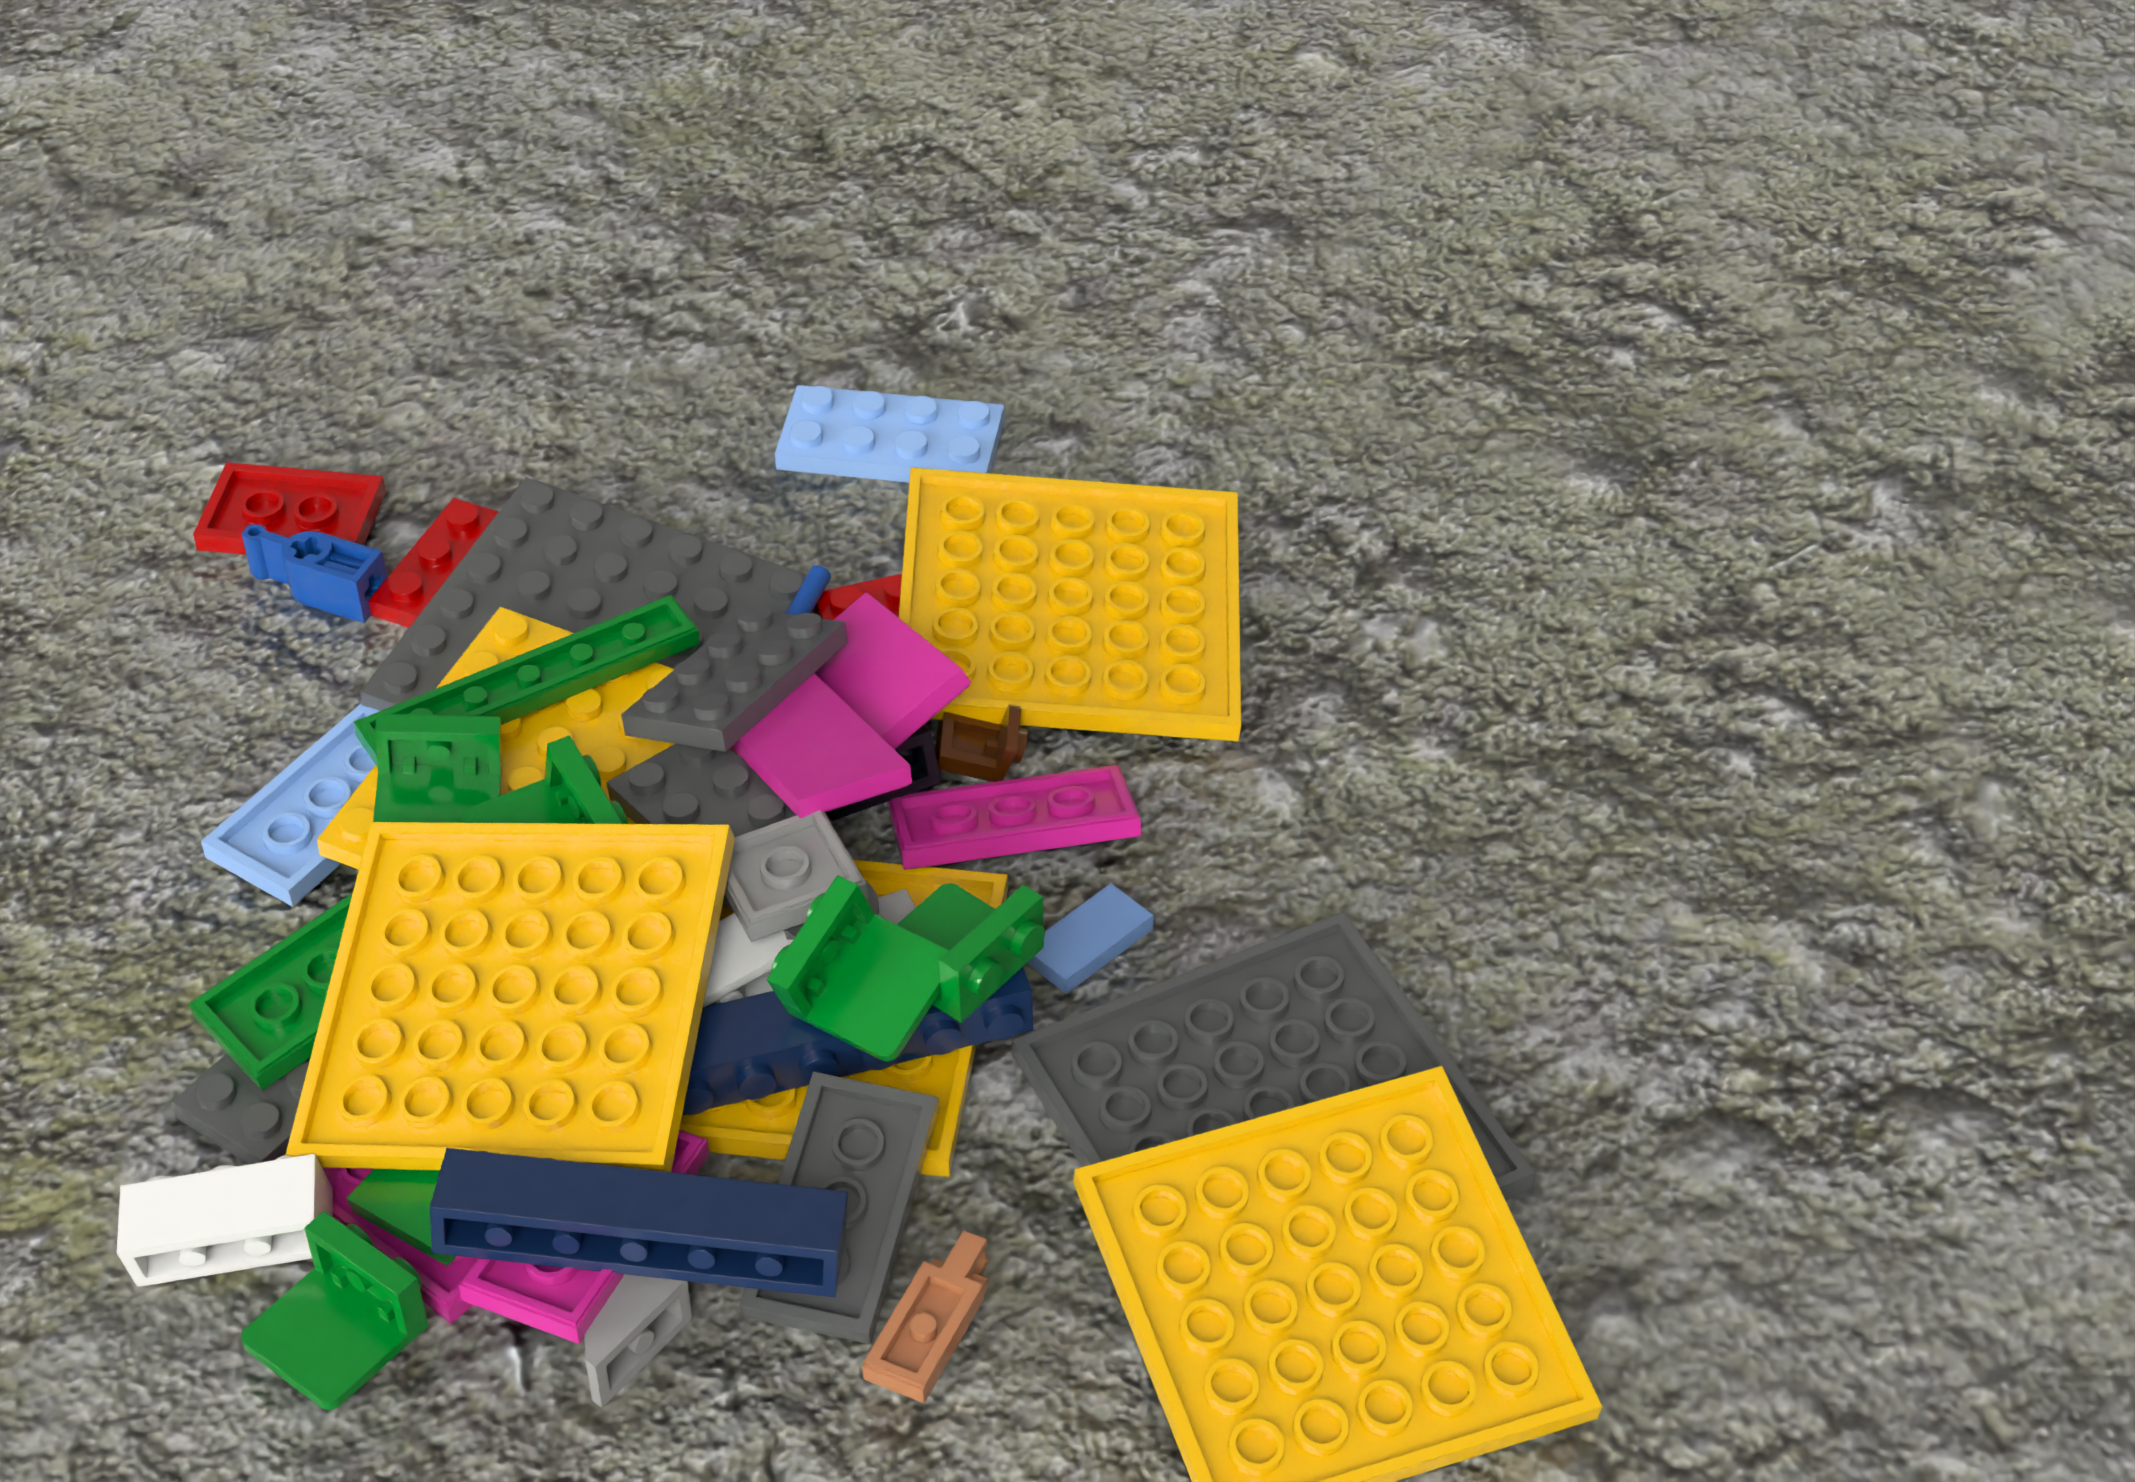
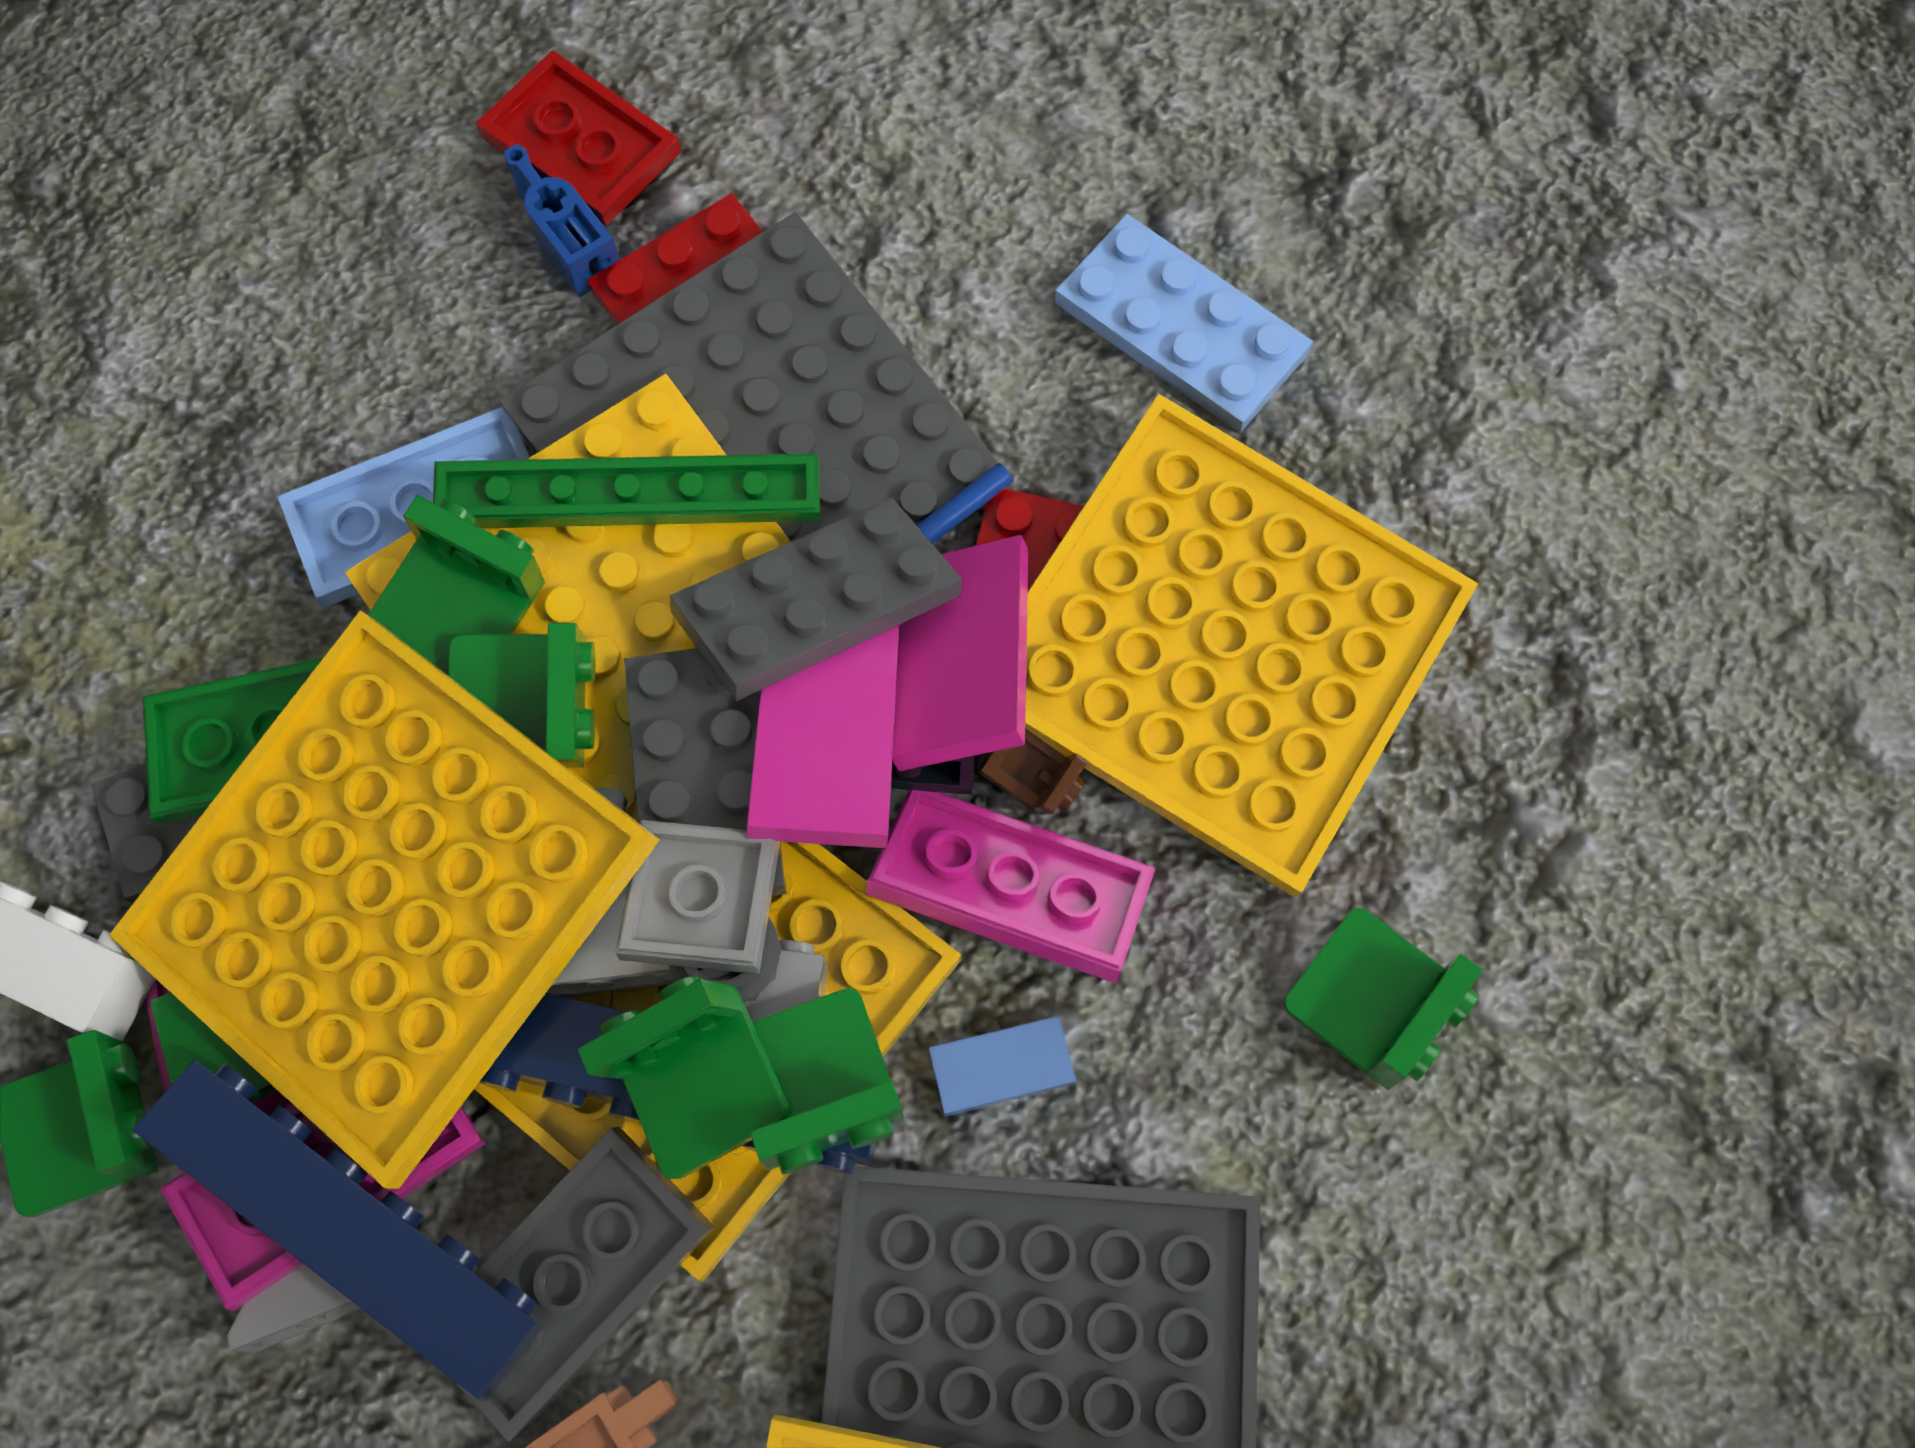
camera: 30 degrees right, 25 degrees up
(1347, 766) = (1381, 999): none -> green bracket

